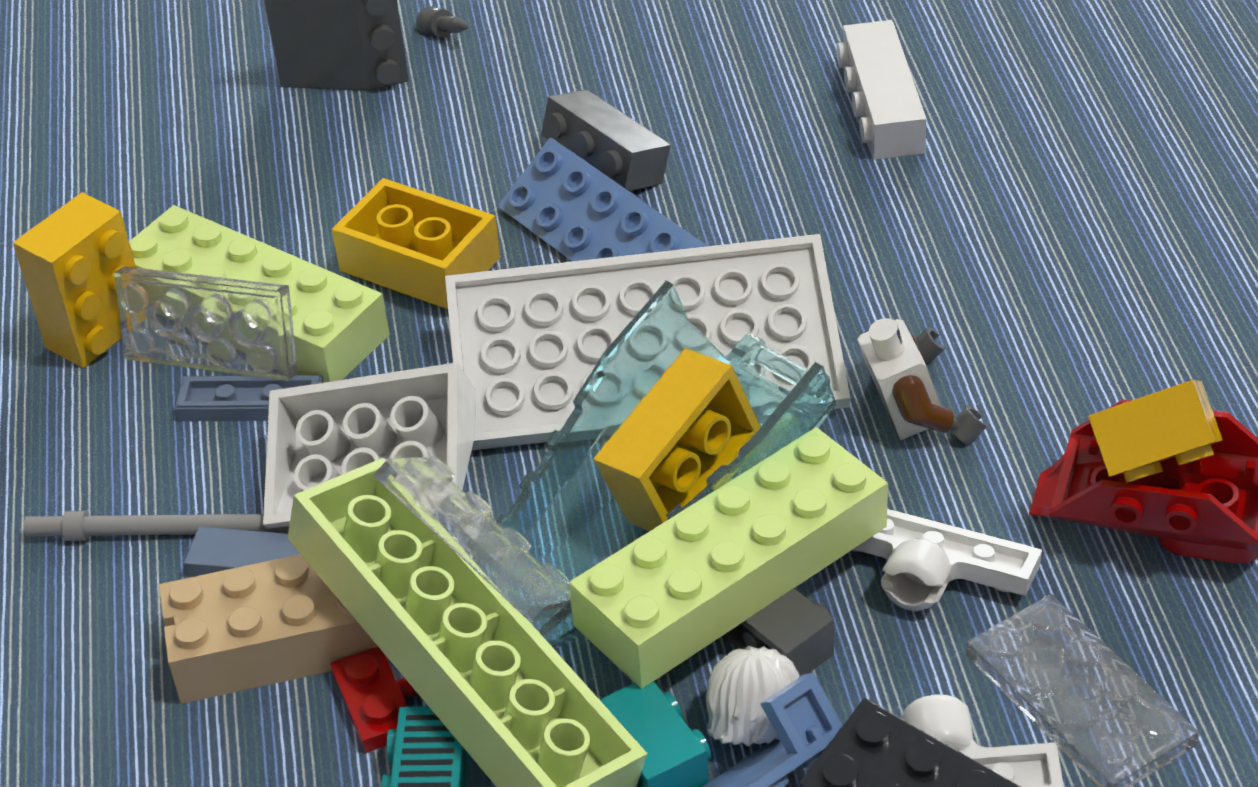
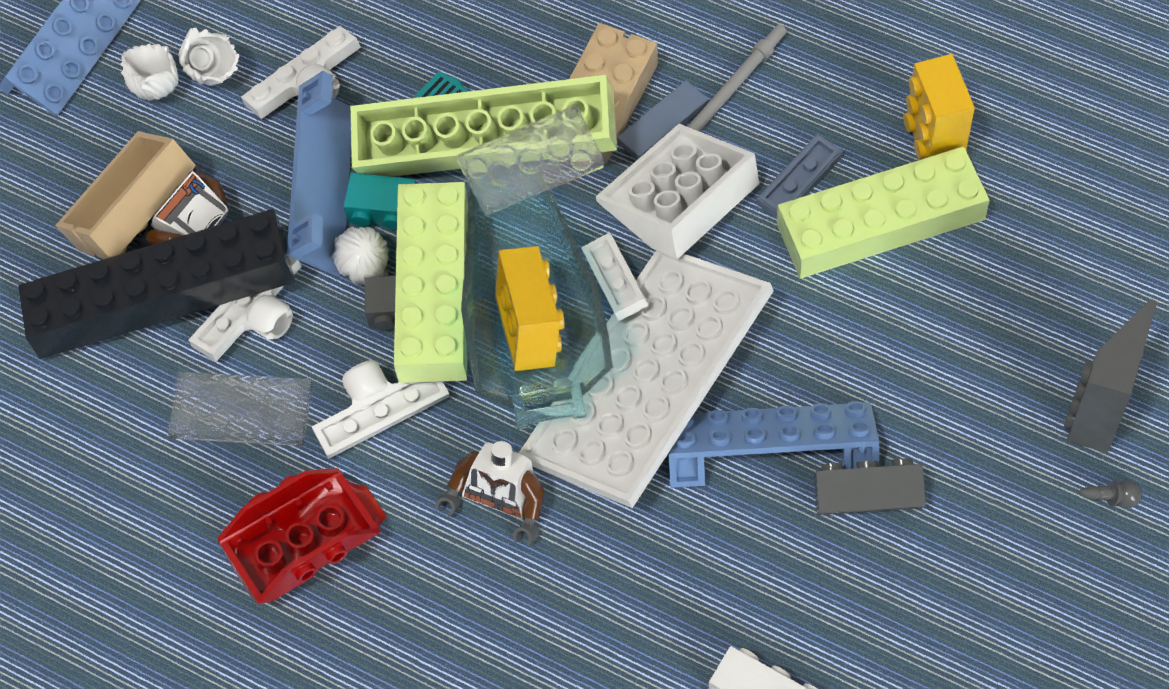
camera: 130 degrees right, 20 degrees up
(206, 322) = (848, 161): clear plate -> none
(414, 241) = (848, 316): yellow brick -> none
(531, 442) = (614, 276): none -> white plate
(1156, 428) = (301, 513): yellow brick -> none

